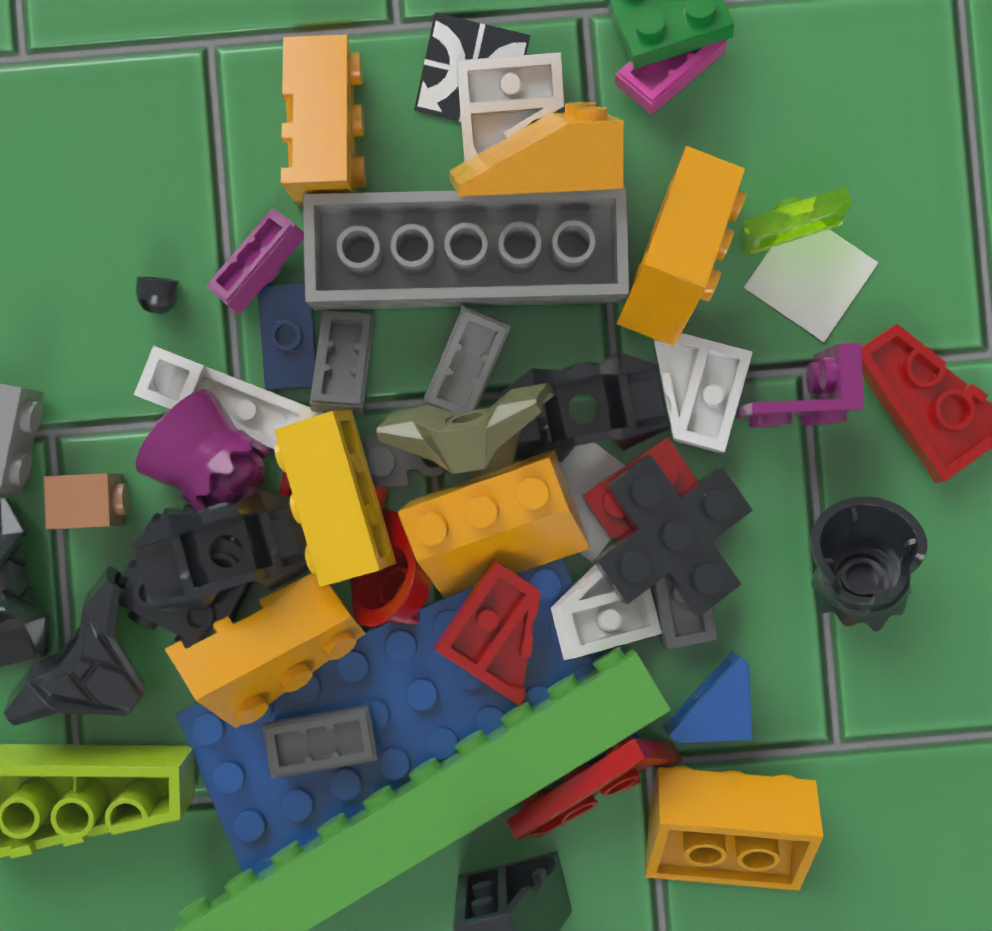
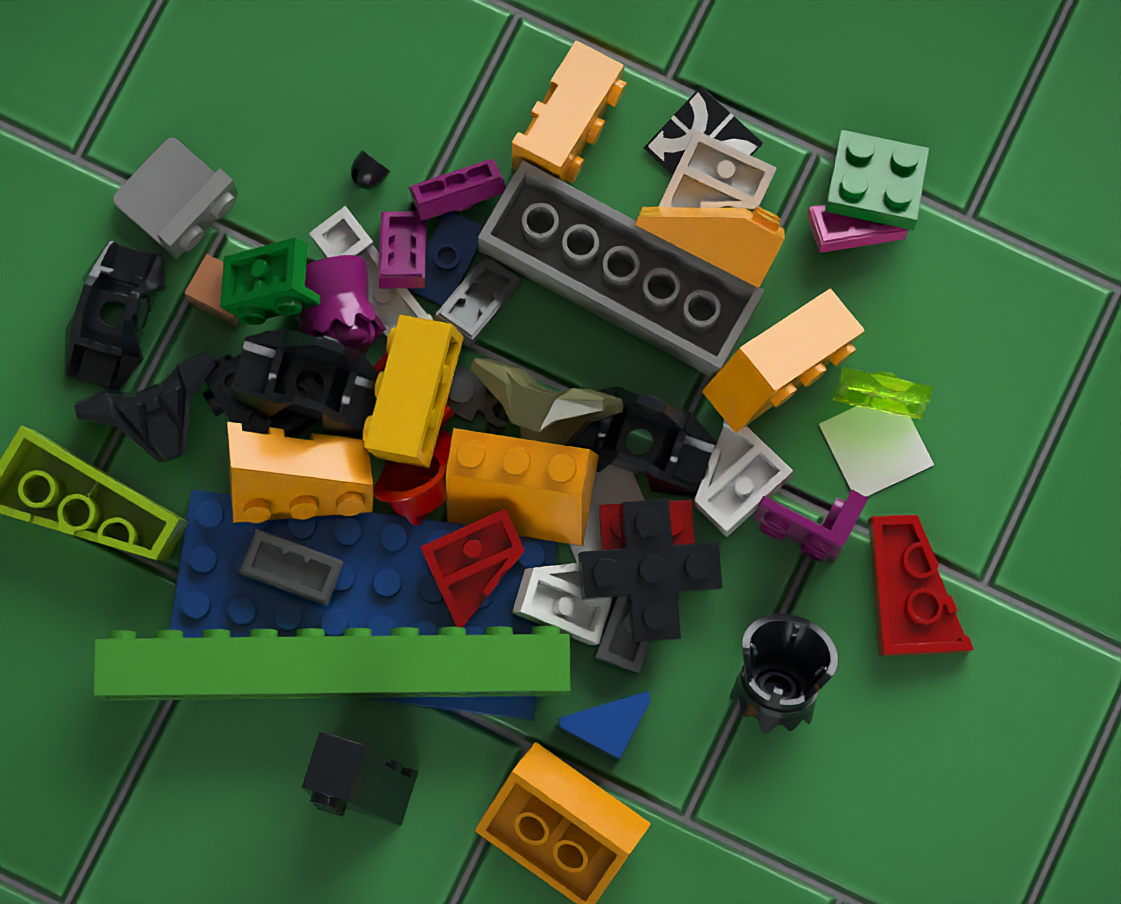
camera: 30 degrees right, 10 degrees down
(119, 475) = (267, 282): none -> green bracket
(238, 356) = (402, 250): none -> magenta plate
(466, 361) = (571, 353): light grey plate -> none
(615, 772) = (493, 723): red wing -> none

